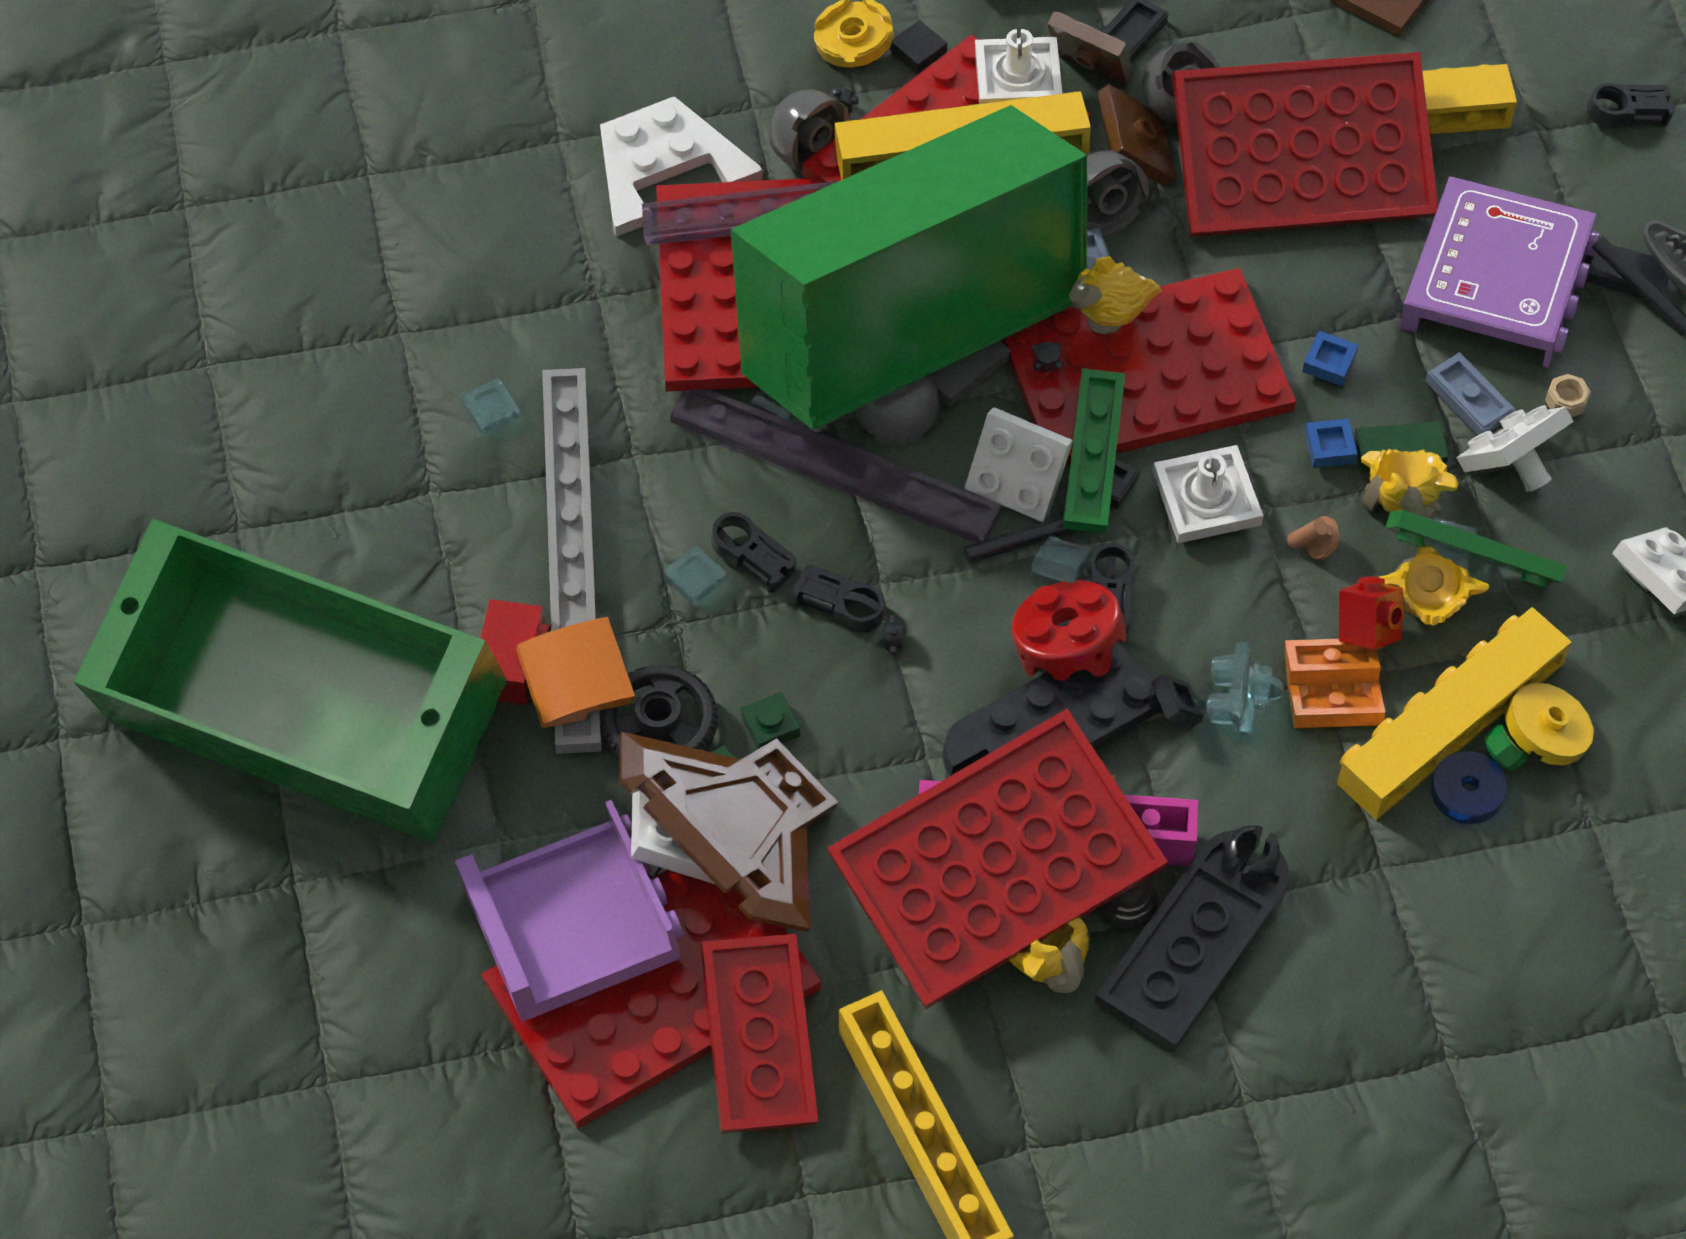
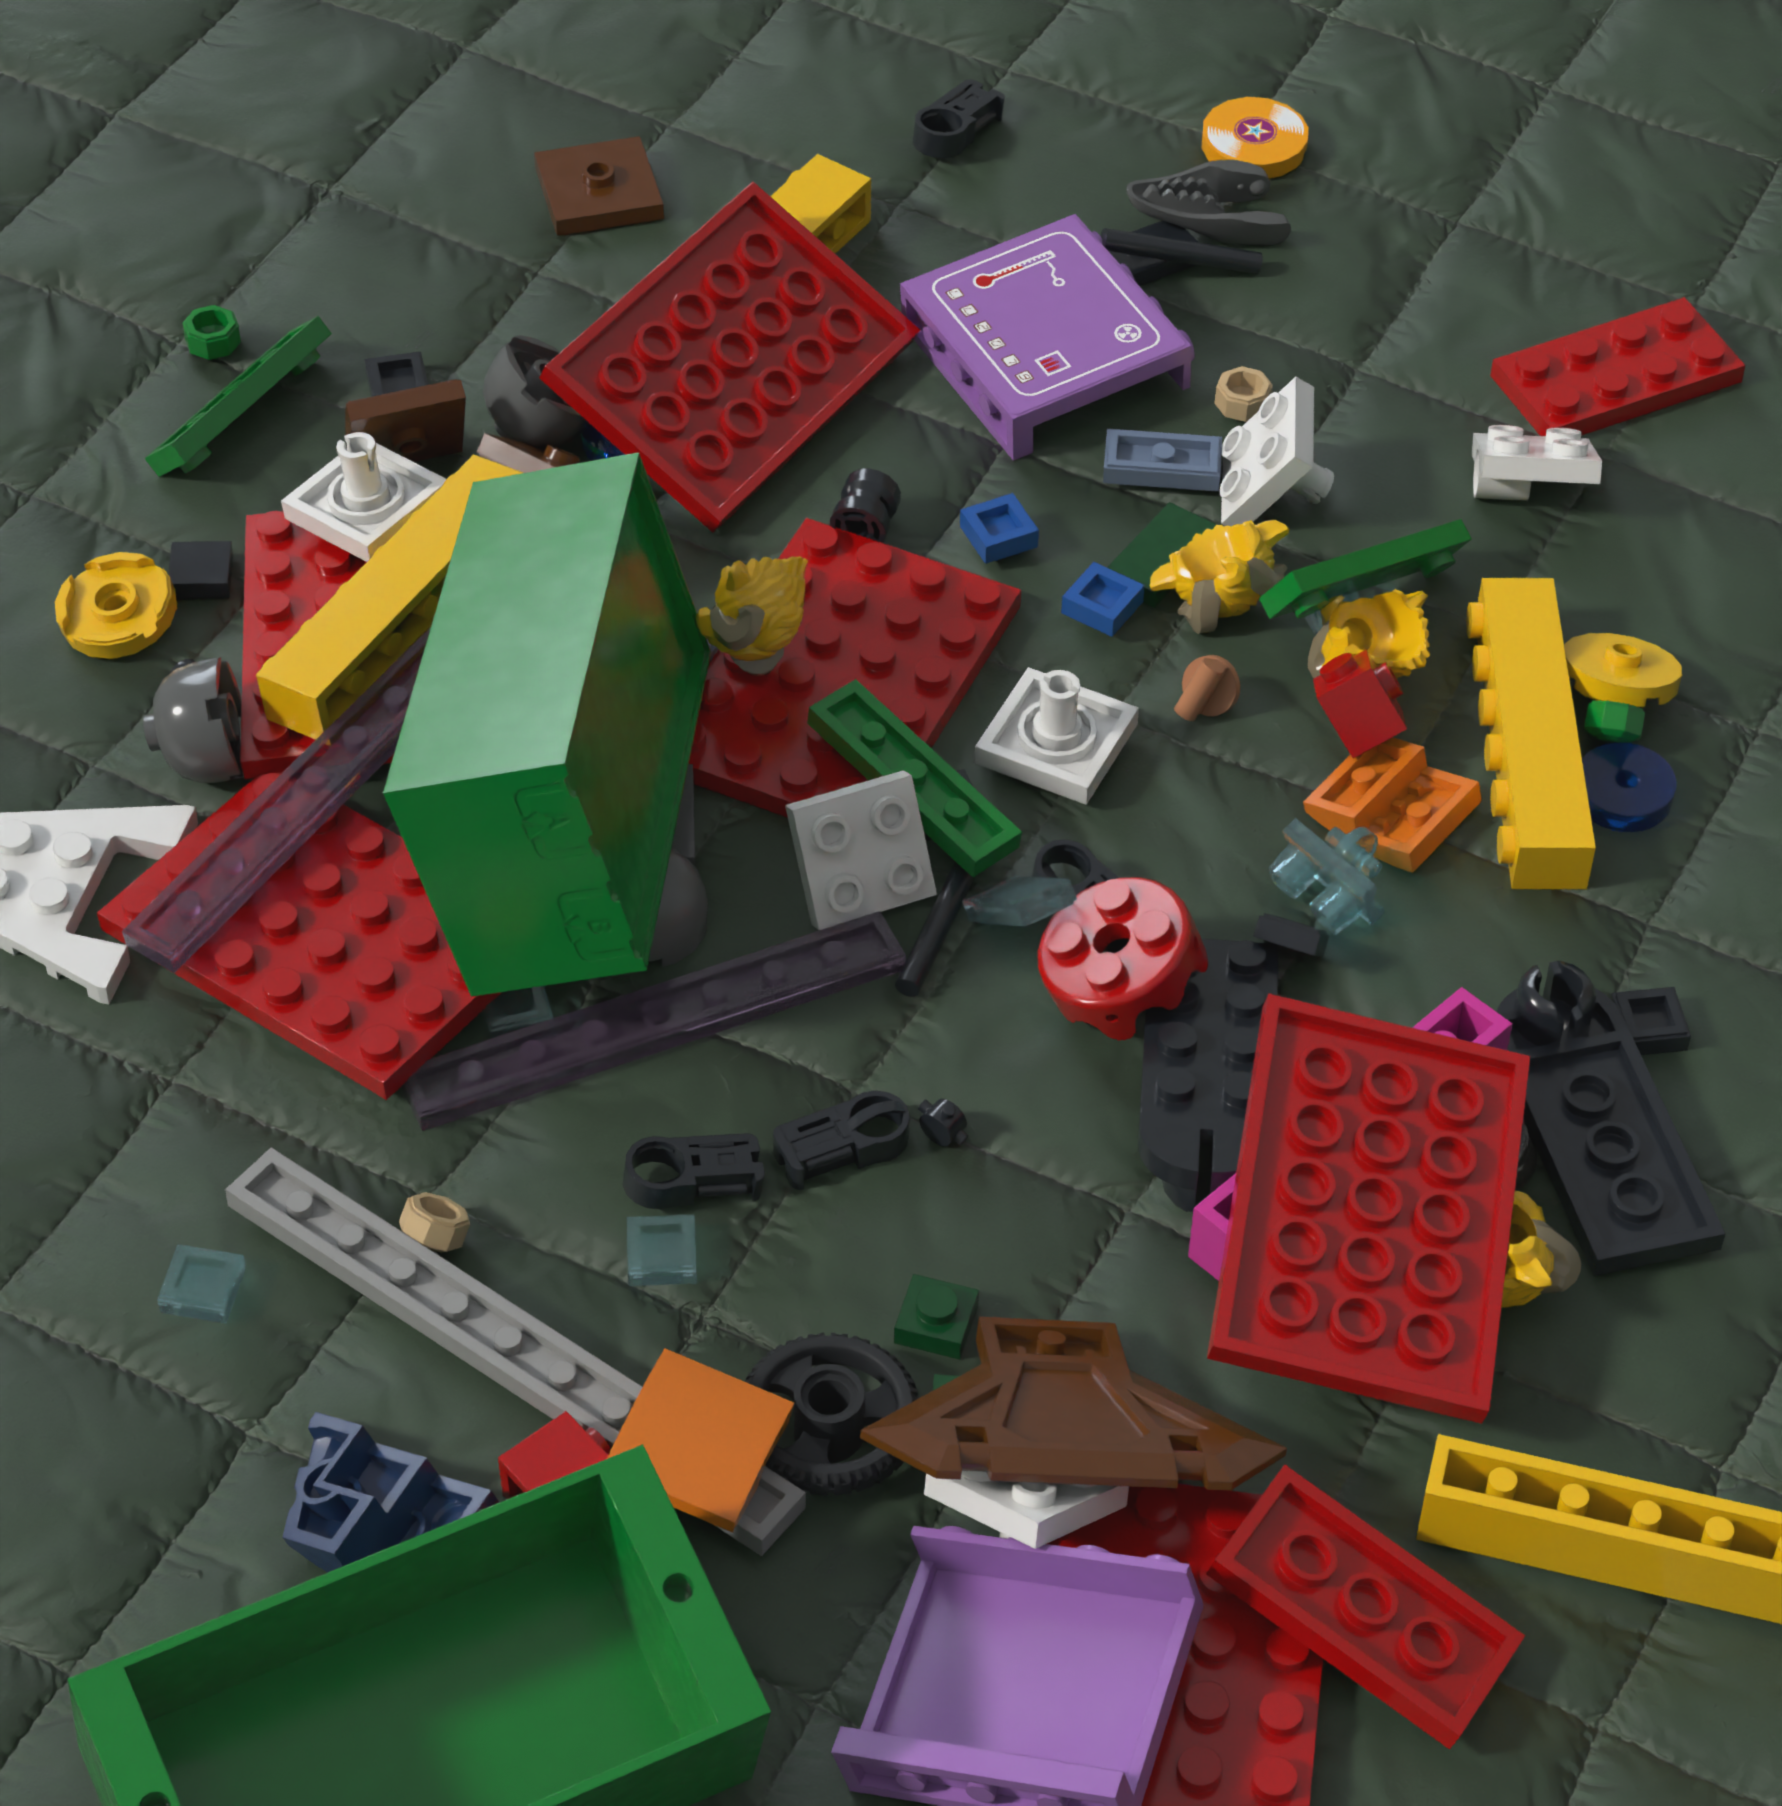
camera: 50 degrees left, 10 degrees down
(430, 574) = (368, 1496): none -> dark blue slope
(611, 468) = (435, 1222): none -> tan tile
(1047, 357) = (747, 734): black piece -> none
(1274, 288) = (867, 504): none -> black wheel
(1304, 913) = (1654, 1019): none -> black tile

